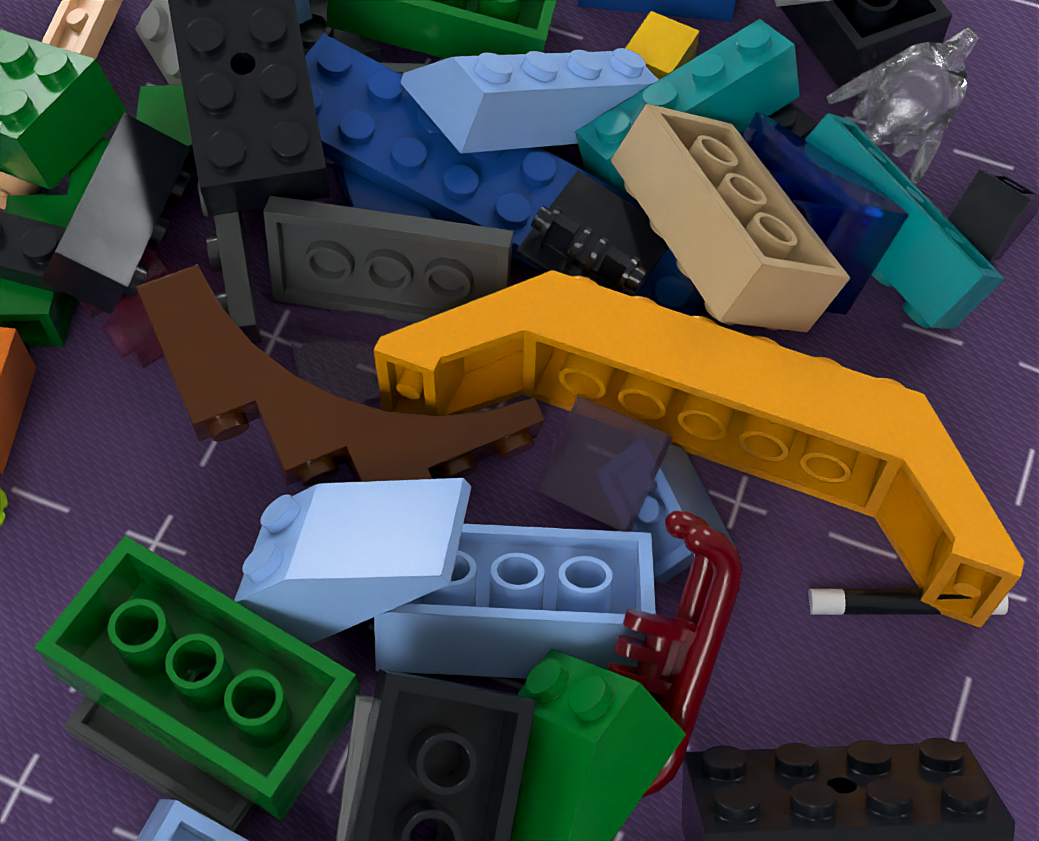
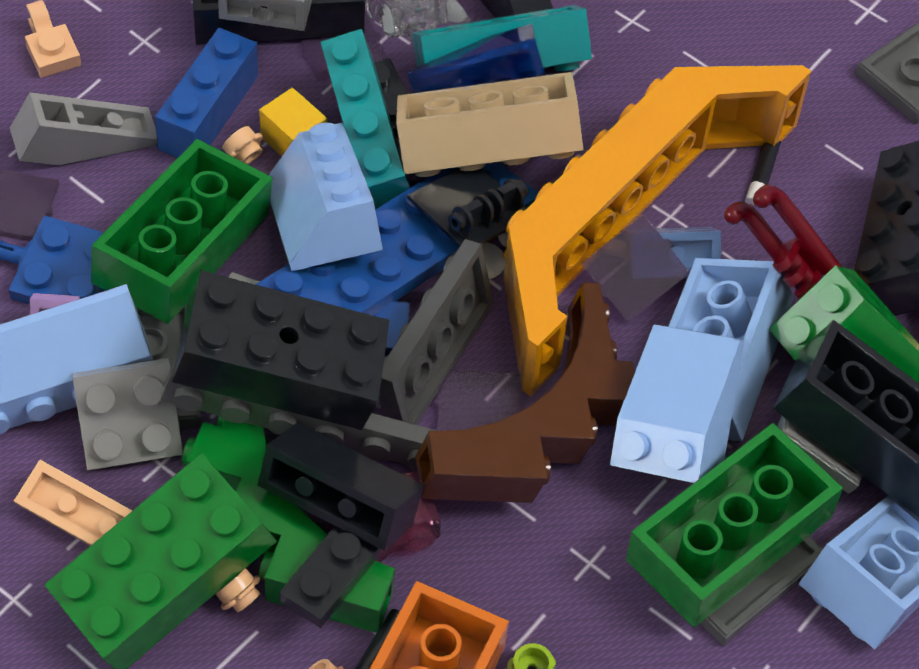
camera: 75 degrees left, 5 degrees down
(611, 27) = (244, 145): none -> light nougat plate

